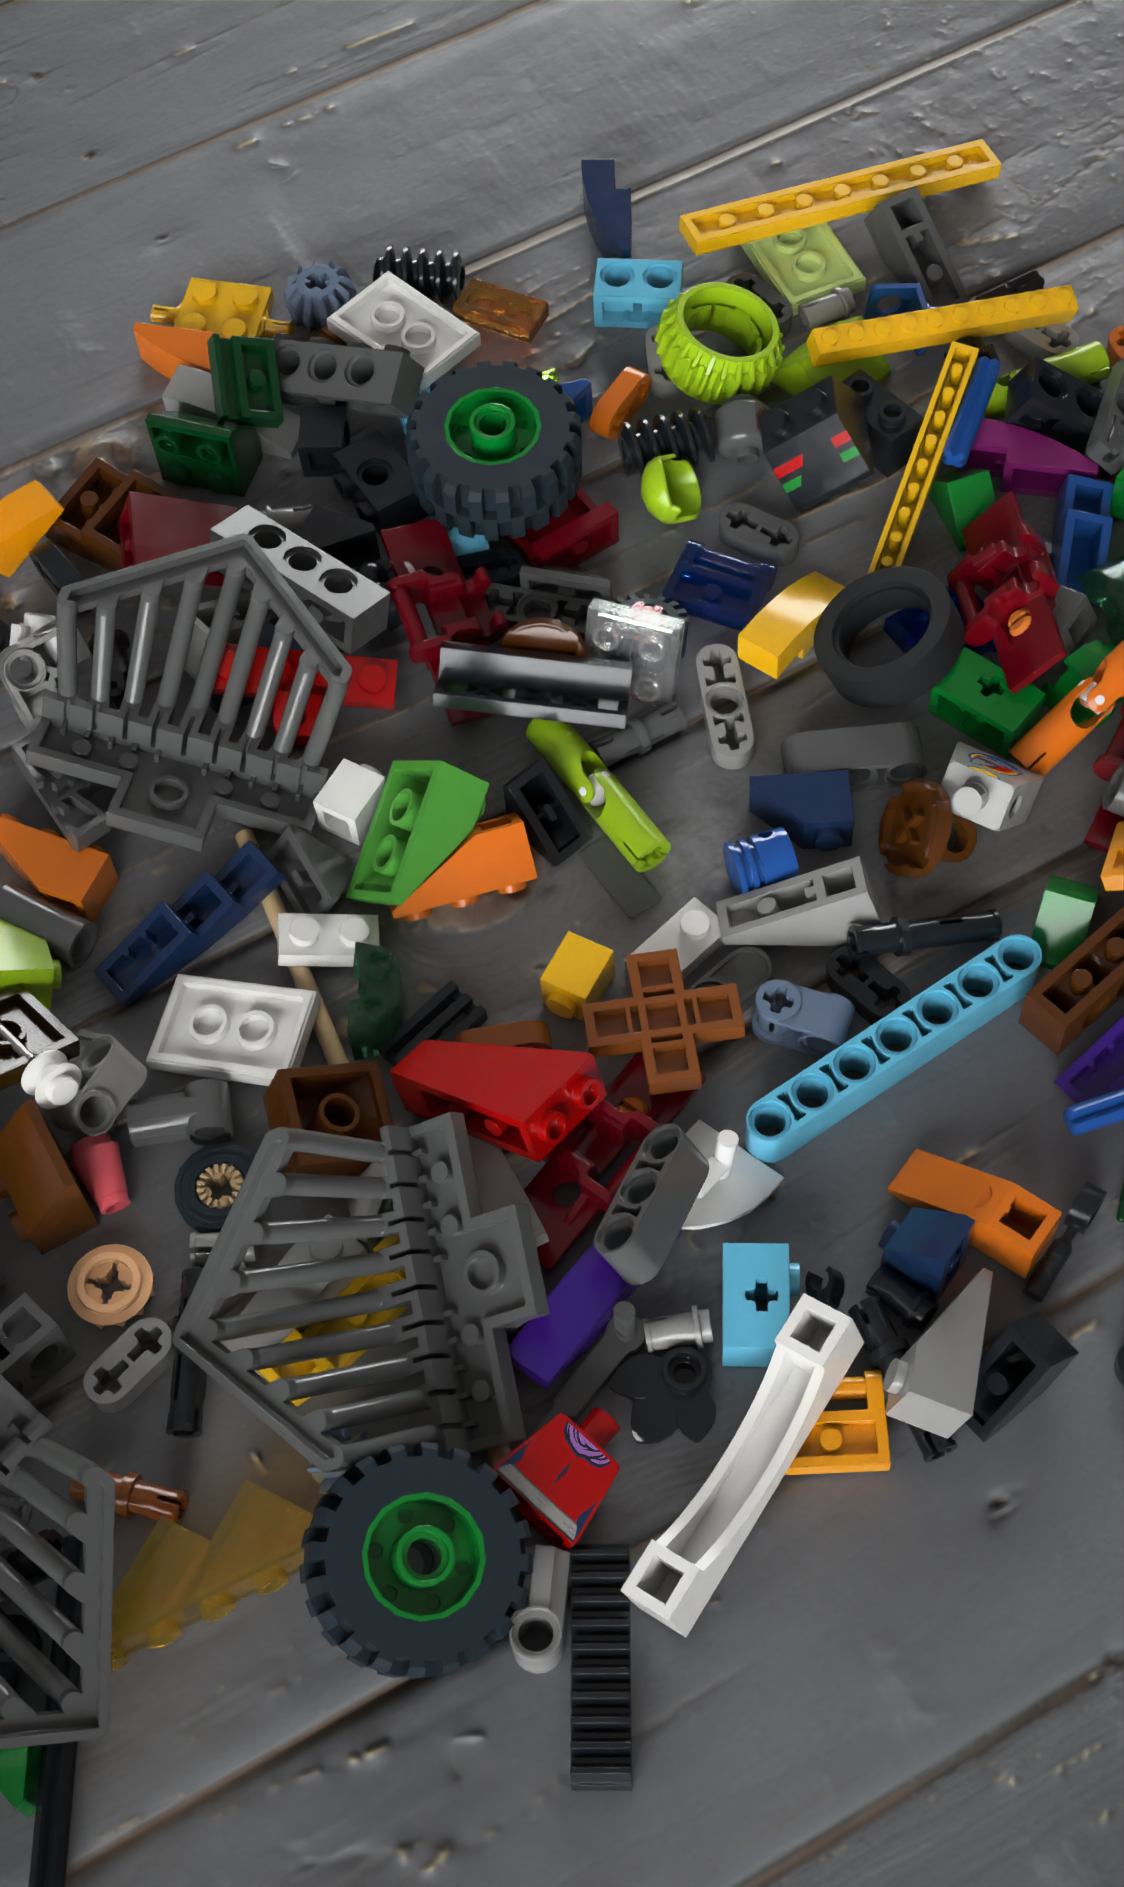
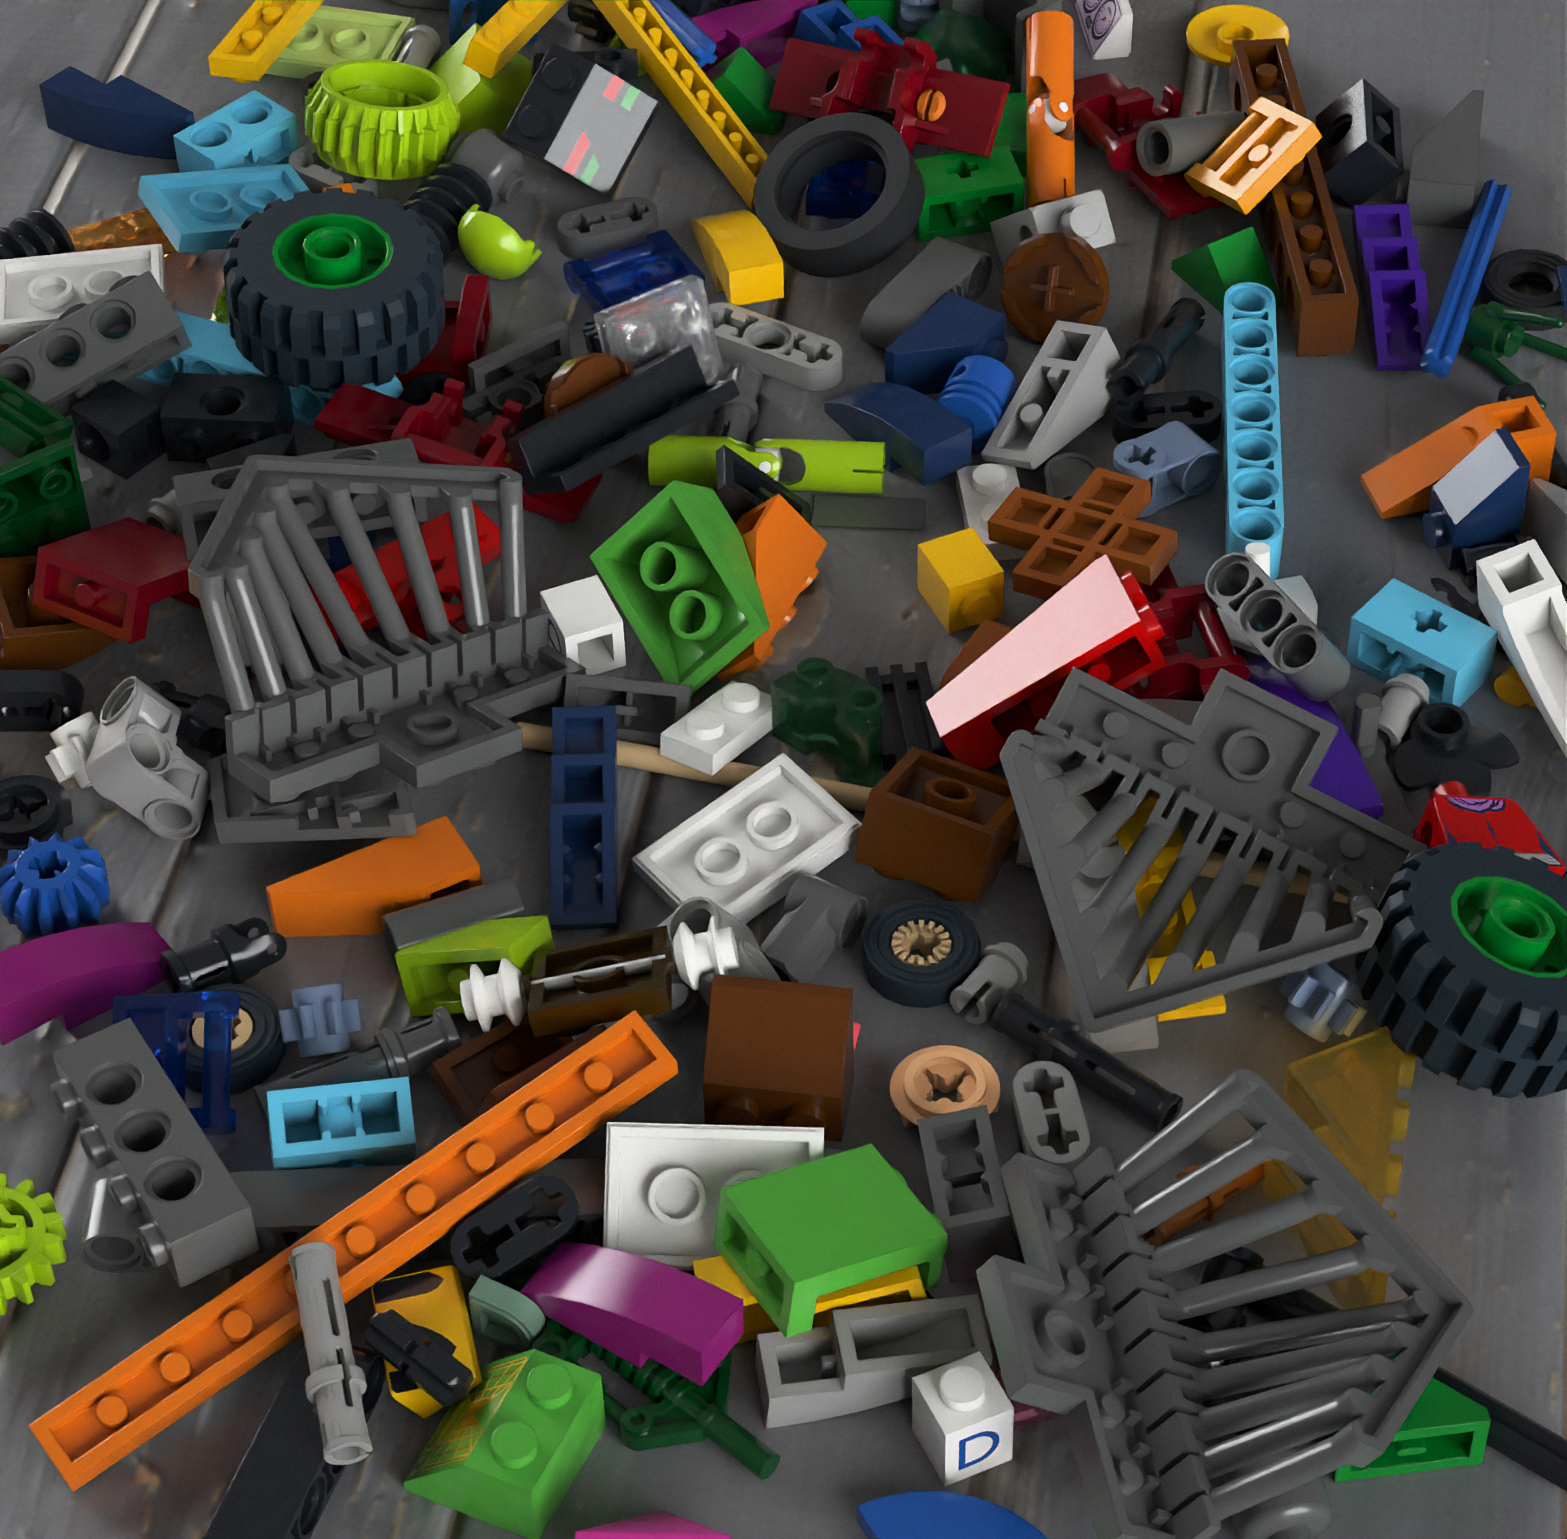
camera: 55 degrees left, 15 degrees down
(569, 334) = (207, 207): none -> medium azure plate
(698, 839) = (915, 429): none -> dark blue slope

